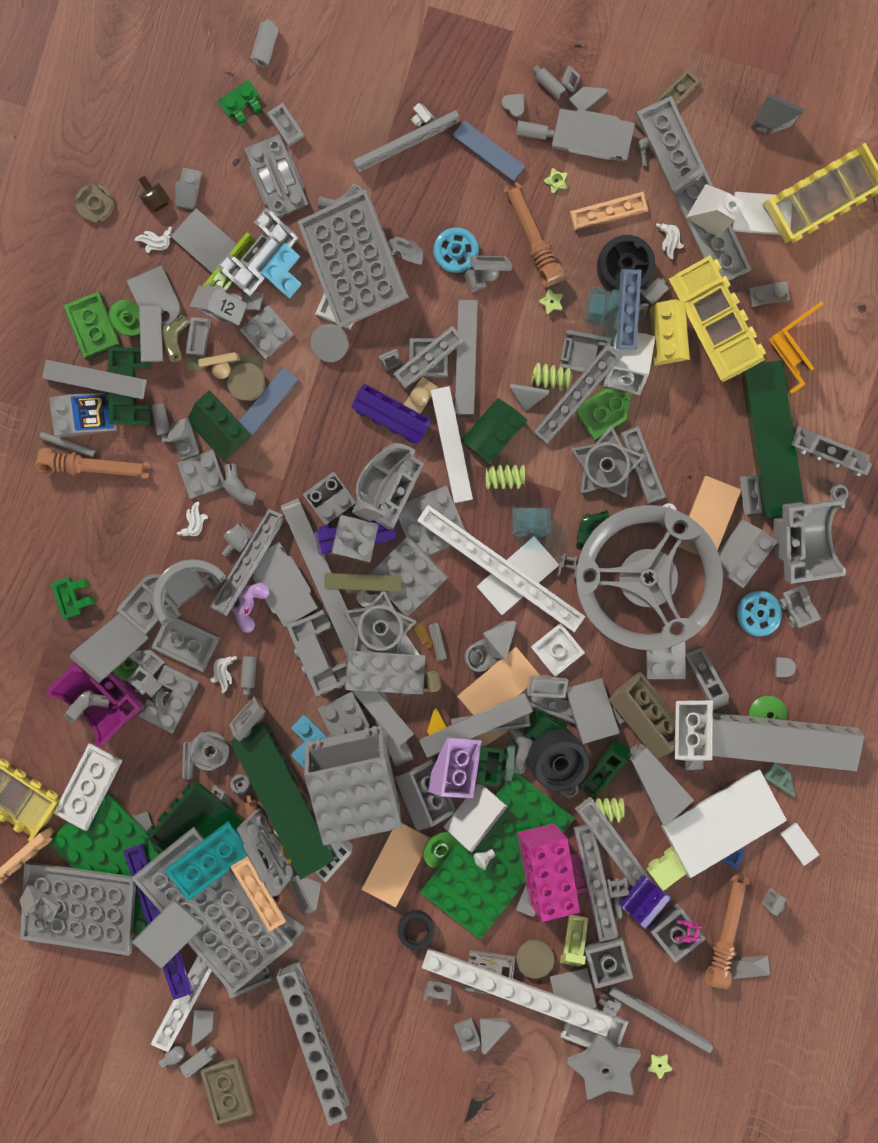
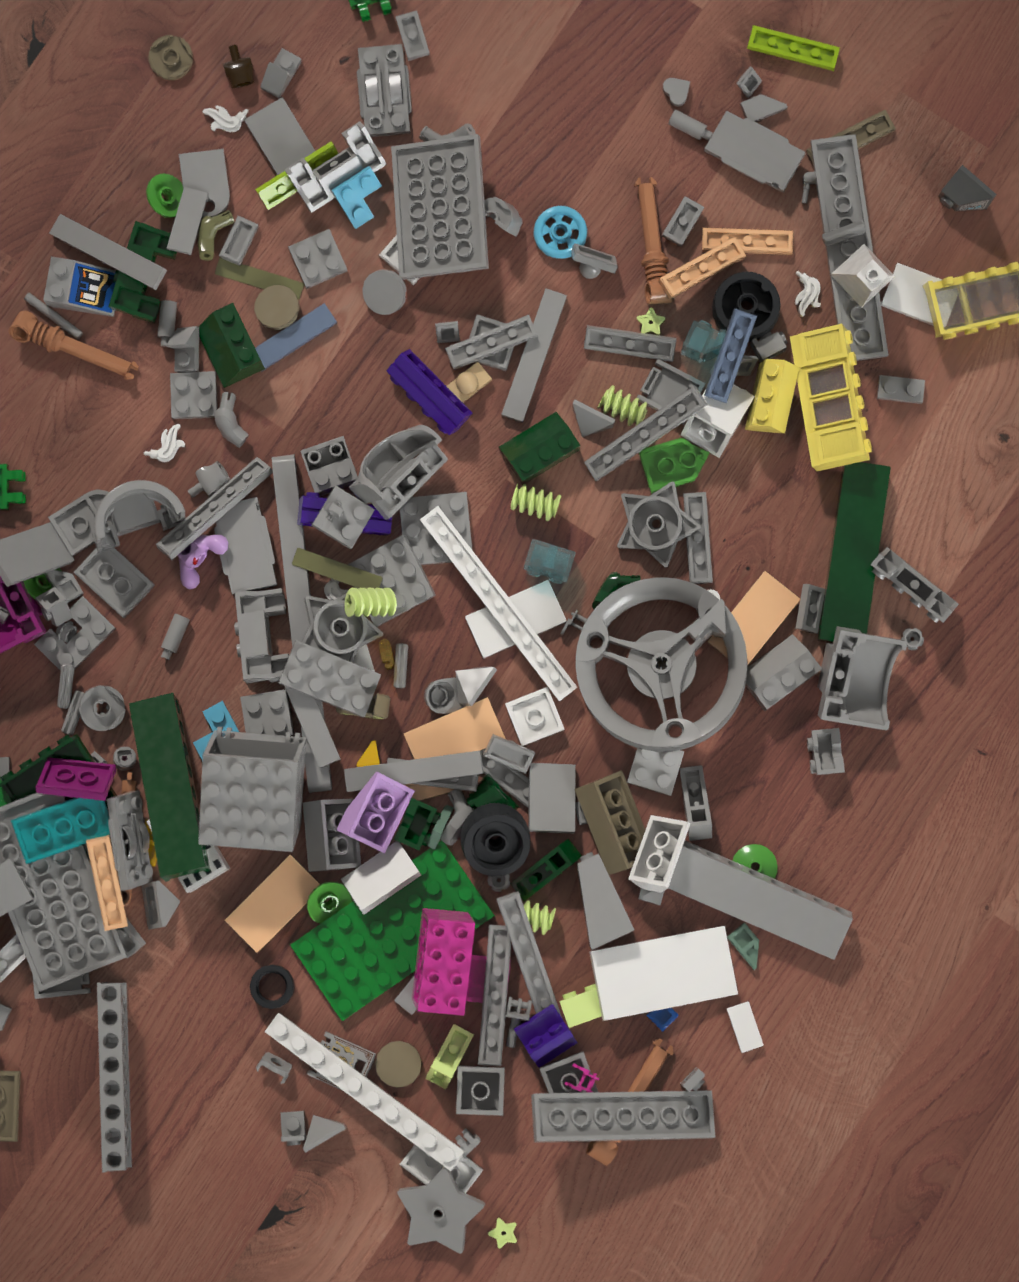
camera: 20 degrees right, 5 degrees down
(91, 325) = (123, 191): bright green tile -> none
(174, 742) = (65, 686): none -> light grey axle
(206, 819) = (76, 778): none -> magenta tile
(218, 304) = (273, 211): light grey brick -> none
(219, 364) = (253, 278): tan tile -> none
(221, 673) = (143, 625): white piece -> none
(247, 718) = (158, 683): light grey hinge -> none
(254, 301) = (313, 221): light grey slope -> none
(398, 600) = (369, 601): none -> yellowish green piece
(406, 141) = (542, 95): light grey tile -> none
(422, 116) = (569, 72): white tile -> none
(451, 444) = (486, 448): white tile -> none
(474, 280) = (570, 272): light grey slope -> none
(483, 859) = (374, 927): white rock -> none
(488, 151) = (631, 133): sand blue tile -> none
(540, 323) = (630, 343): none -> light grey tile
(549, 82) = (723, 77): light grey cylinder -> none
(552, 211) = (683, 221): none -> light grey plate
(556, 185) = (698, 183): yellowish green plate -> none
(574, 987) = (434, 1108): light grey tile -> none
(581, 244) = (702, 268): none -> light nougat tile
(598, 40) = (793, 48): none -> lime plate
(660, 1017) = (521, 1176): light grey tile -> none
(684, 529) = (714, 617): none -> light grey slope
(728, 951) = (622, 1116): none -> light grey plate
(743, 614) = (761, 742): medium azure plate -> none
(750, 966) = (644, 1152): light grey slope -> none
(784, 667) = (789, 817): light grey tile -> none
(790, 350) = (904, 457): light orange piece -> none

